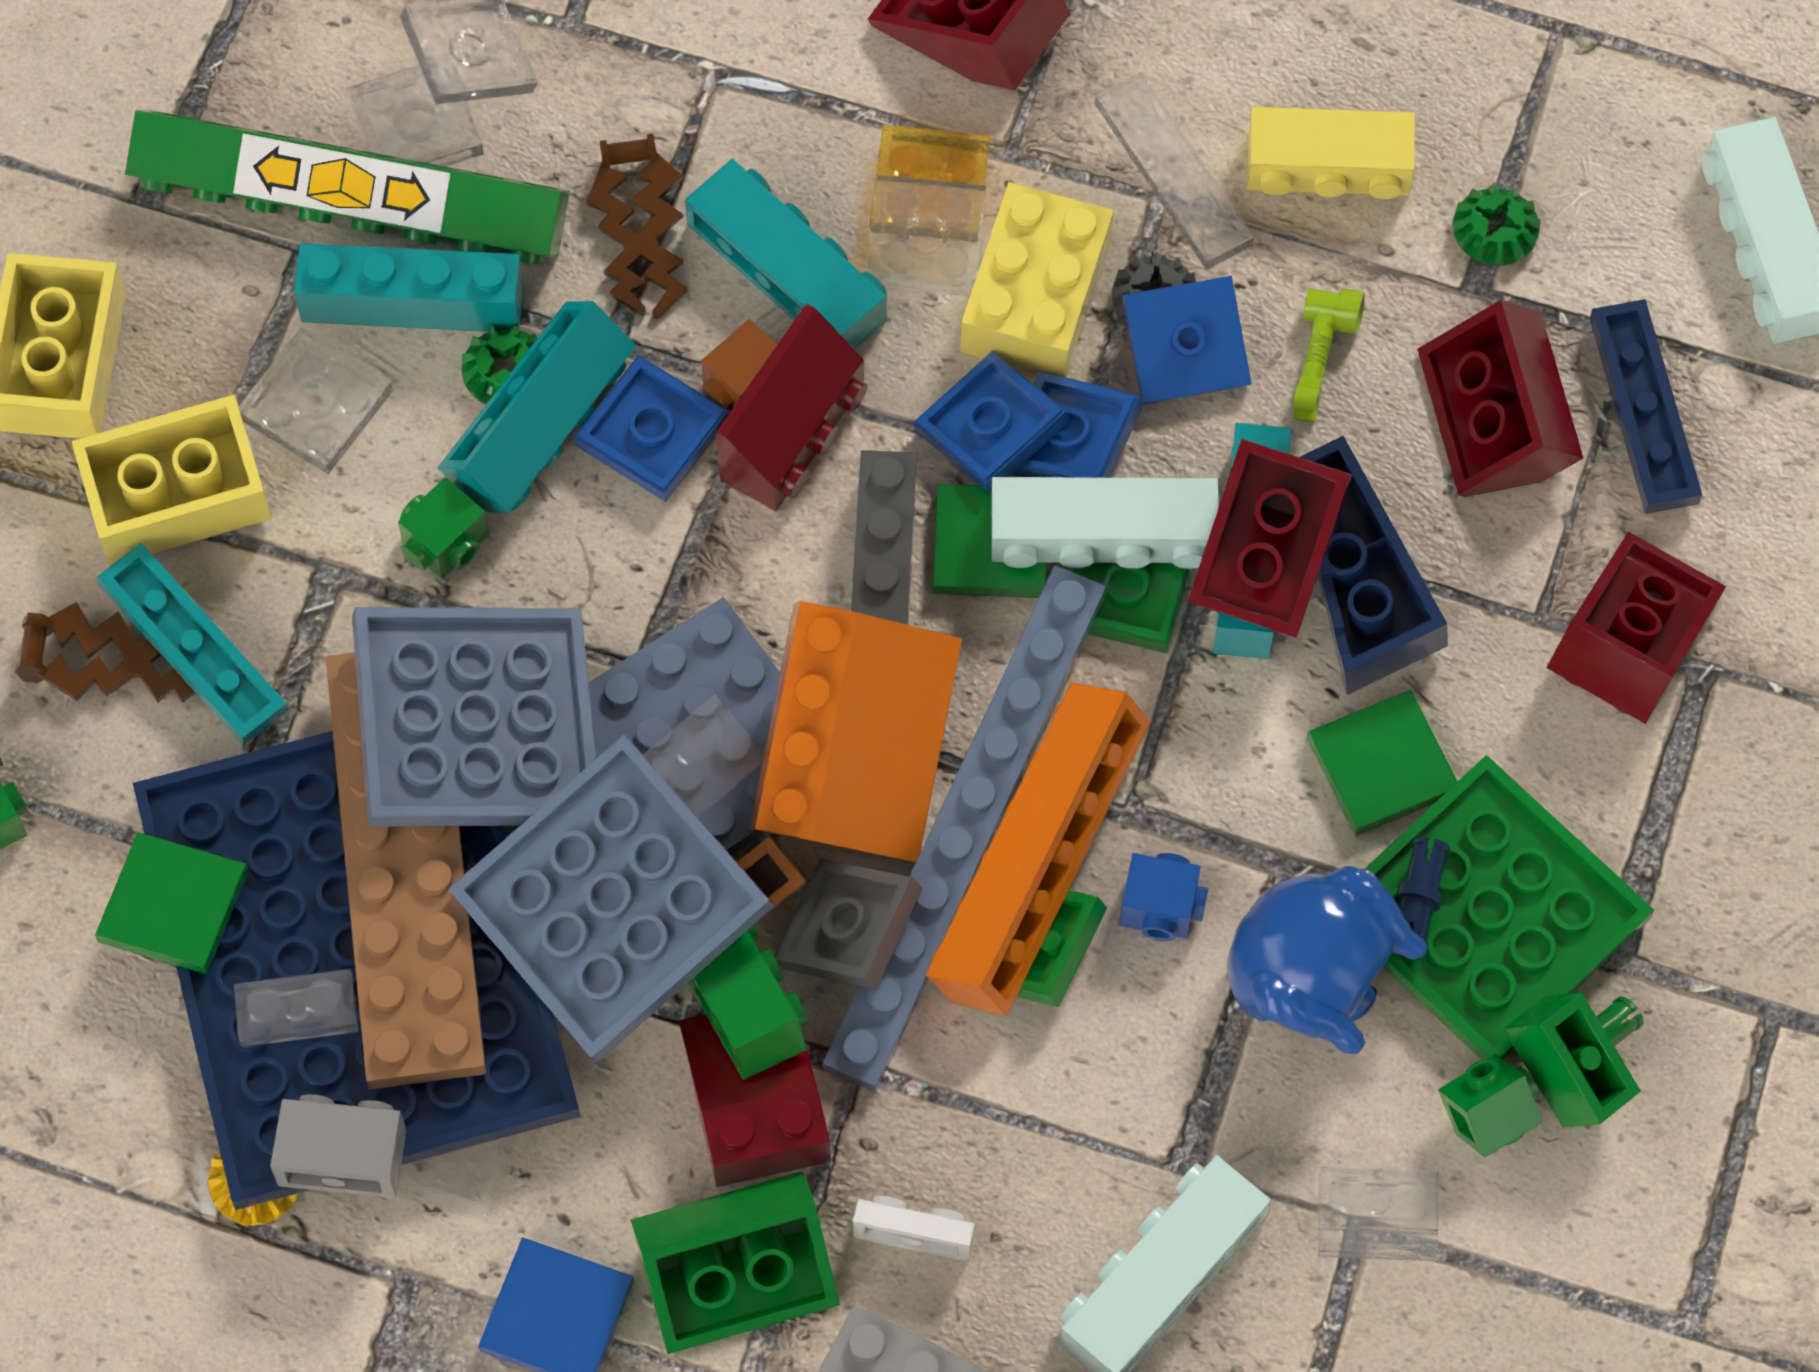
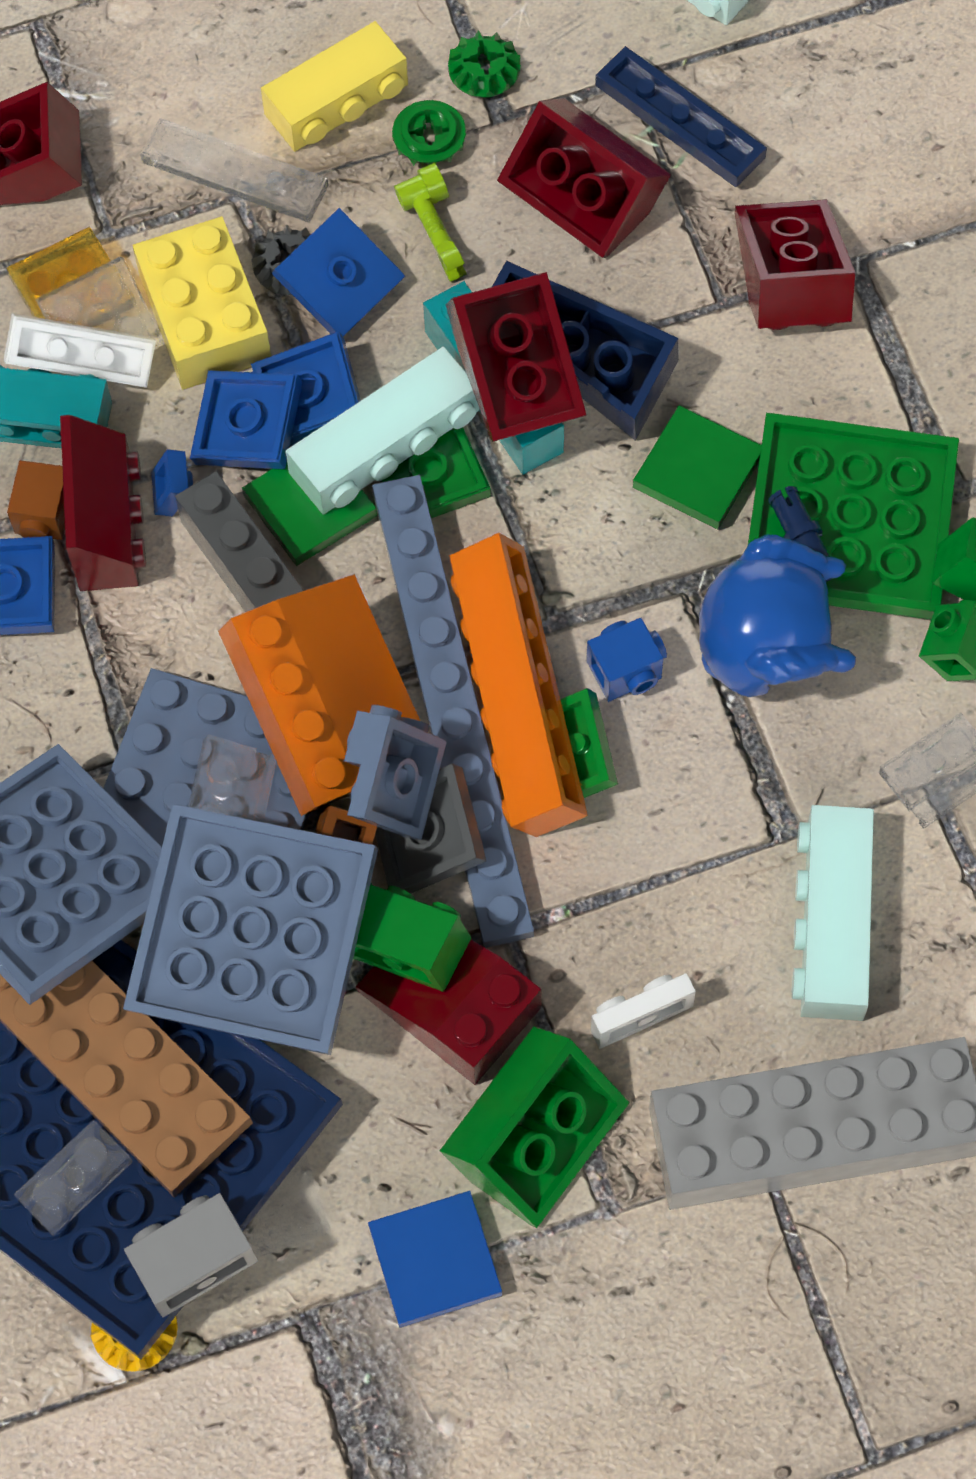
camera: 35 degrees left, 0 degrees up
(846, 846) = (395, 772): none -> sand blue plate
(875, 432) = (169, 479): none -> blue plate
(884, 251) = (79, 350): none -> white tile
(1378, 238) = (446, 125): none -> green gear

